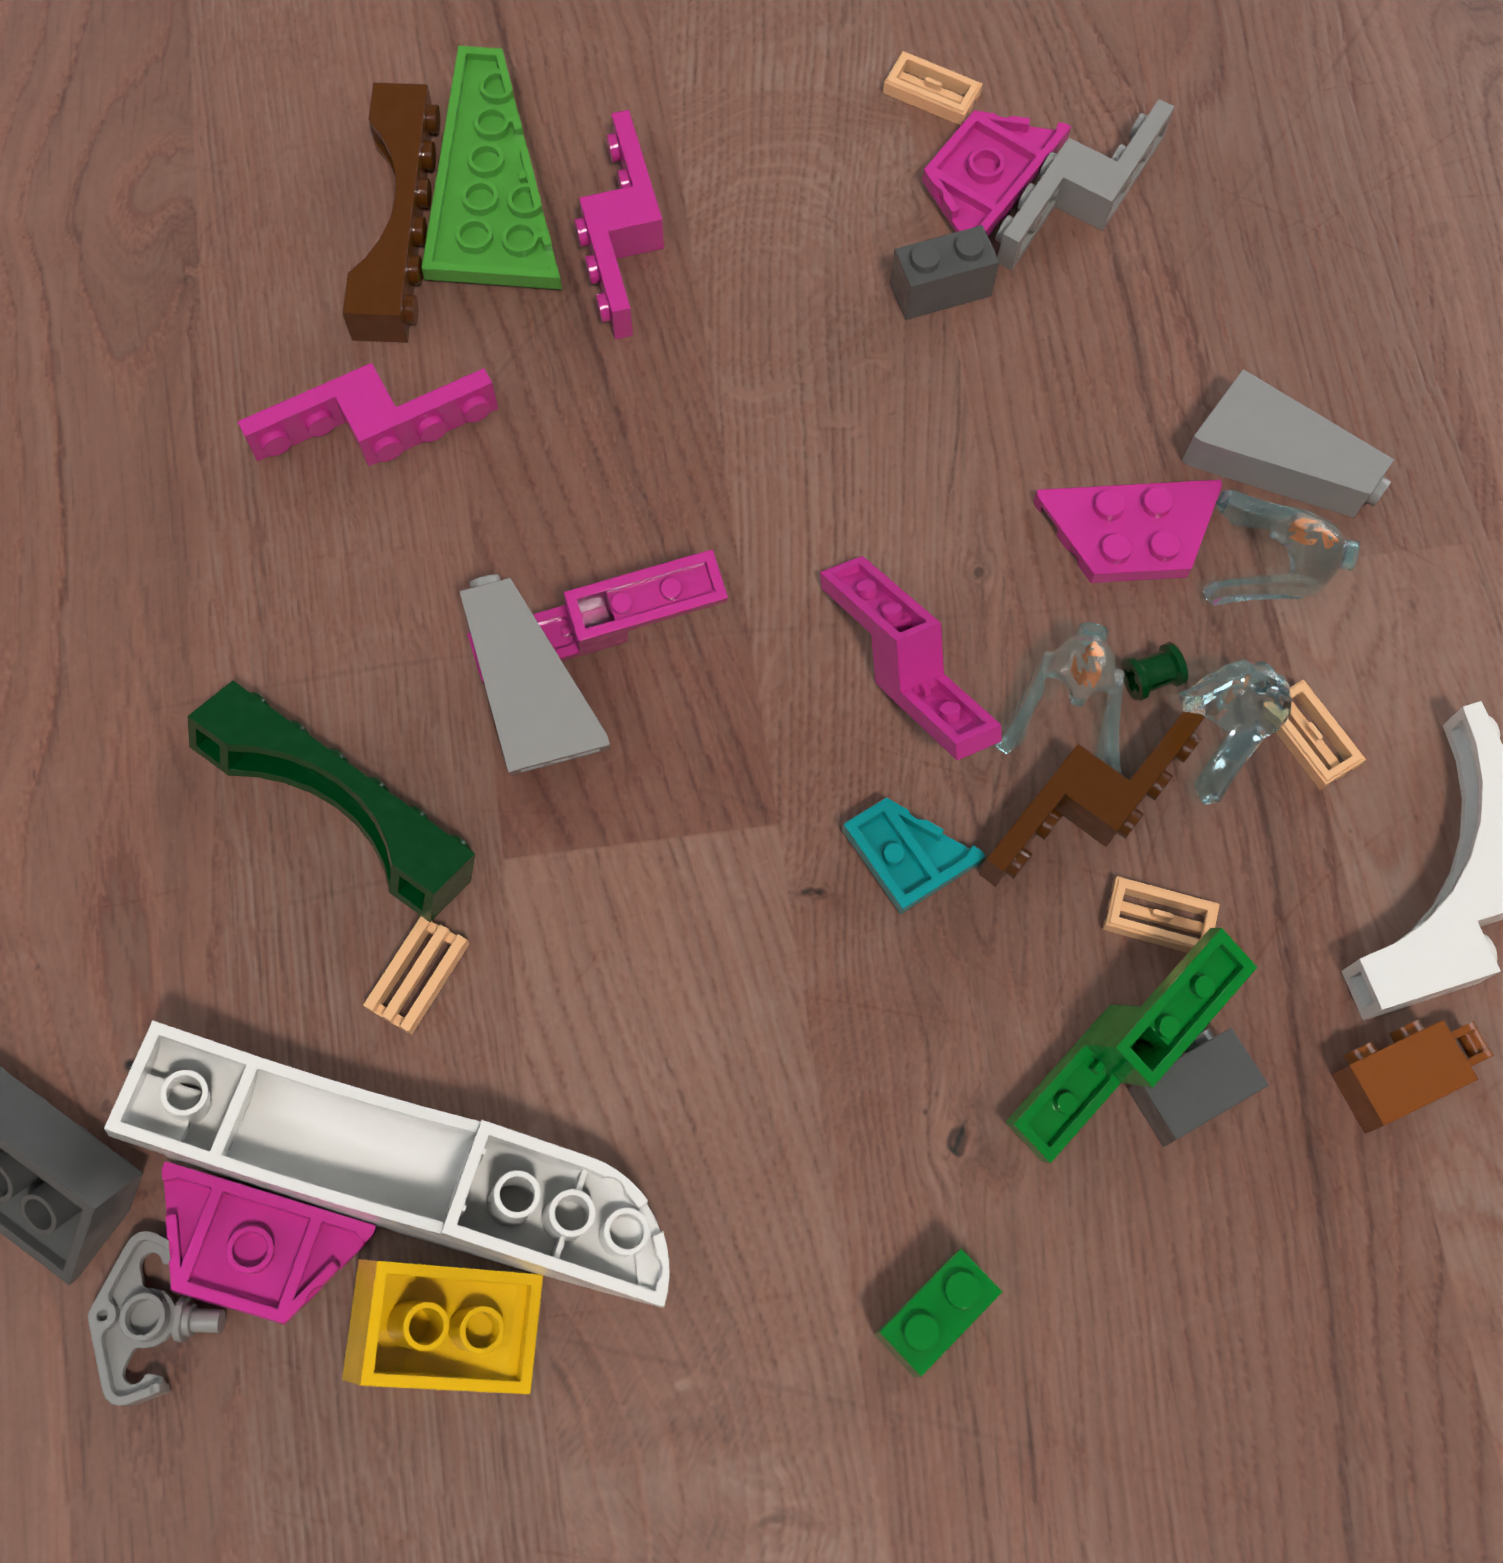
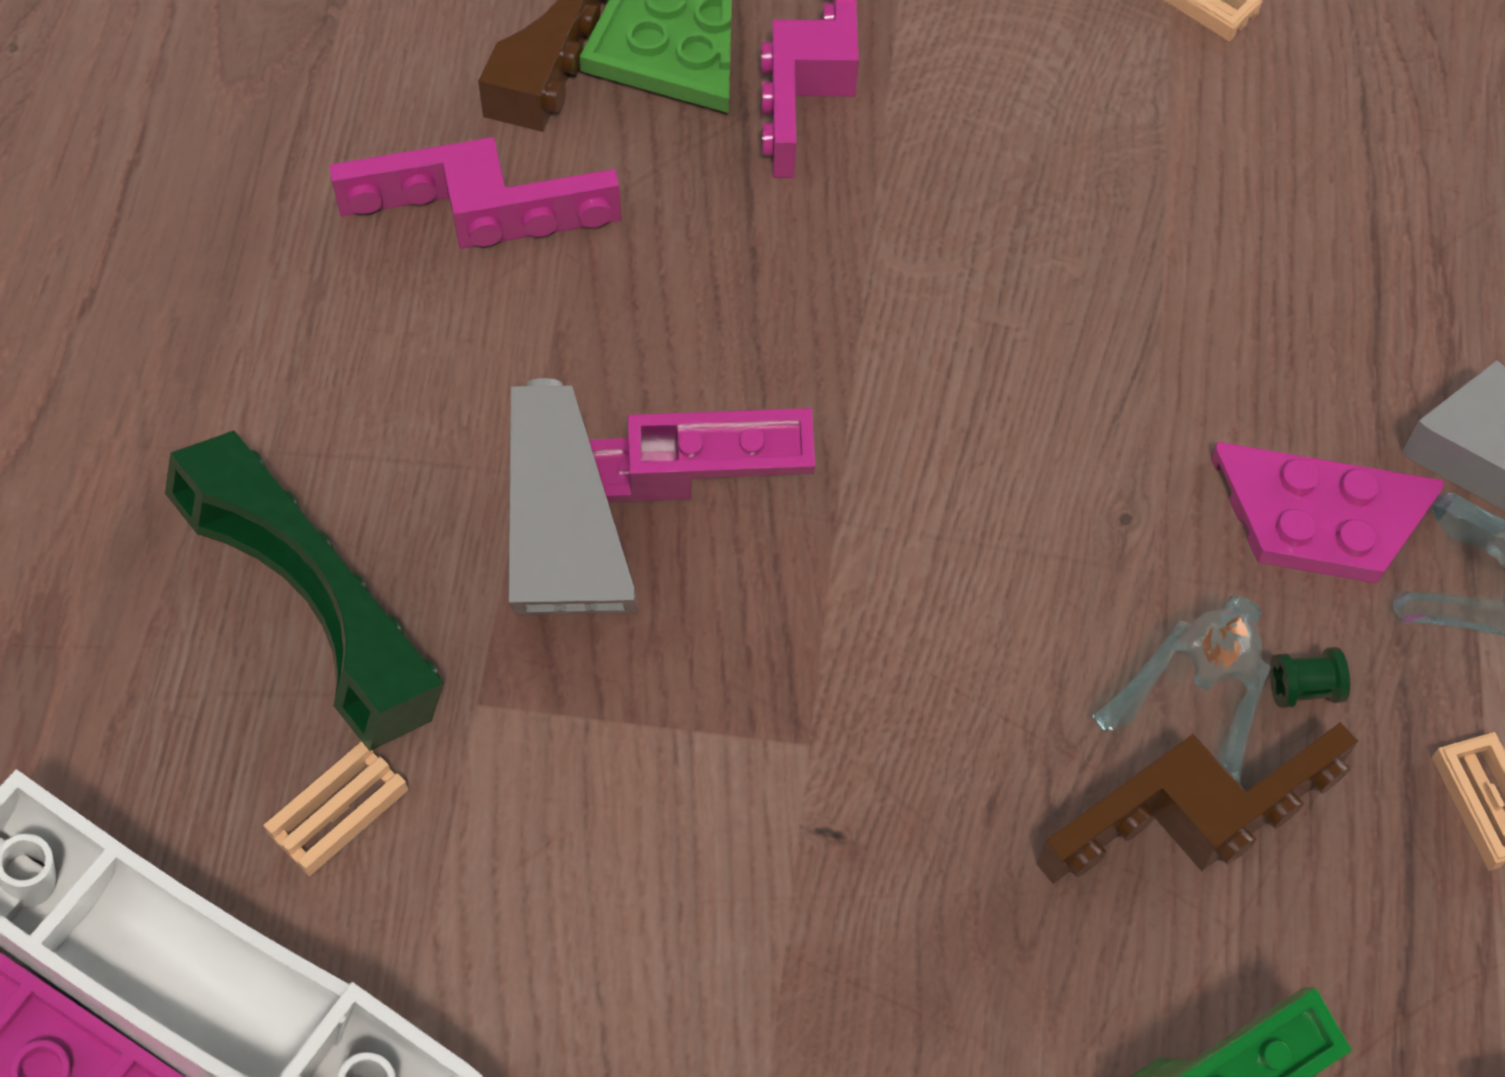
camera: 15 degrees right, 10 degrees down
(908, 853) = (955, 816): teal wing -> none
(910, 658) = (1015, 590): dark pink bracket -> none
(943, 272) = (1166, 183): dark grey brick -> none
(988, 167) = (1246, 91): dark pink wing -> none
(1082, 184) = (1353, 126): light grey bracket -> none
(1151, 934) = (1253, 944): light nougat tile -> none
(1243, 691) = (1416, 727): clear light blue piece -> none

